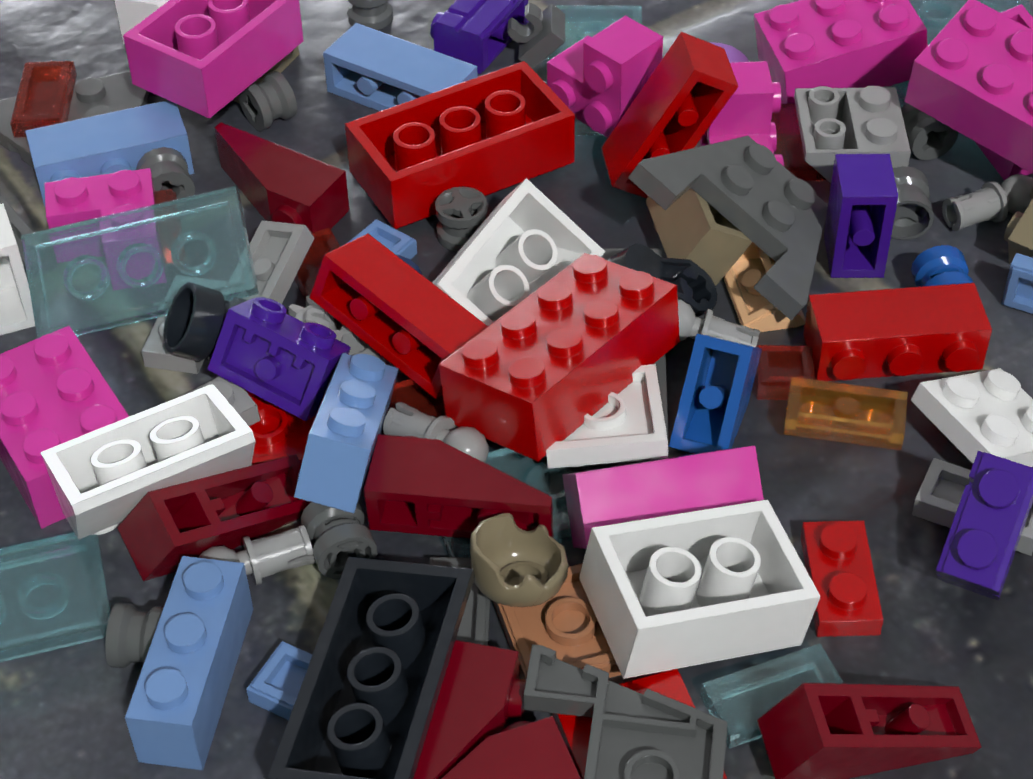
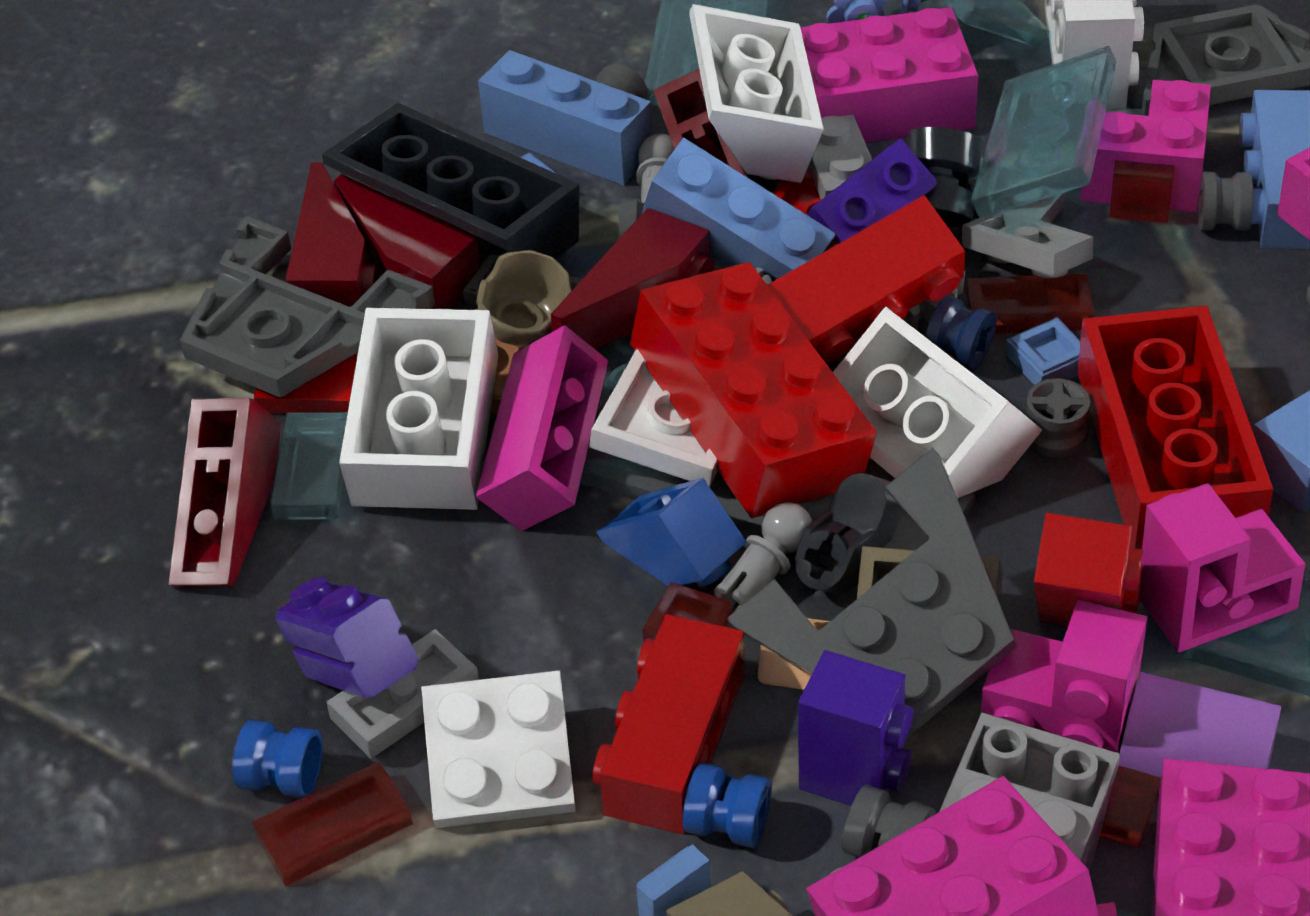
camera: 115 degrees right, 0 degrees up
(282, 181) = (1186, 272): dark red slope -> none
(844, 576) = (401, 560): red plate -> none
(846, 413) = (590, 633): clear orange plate -> none

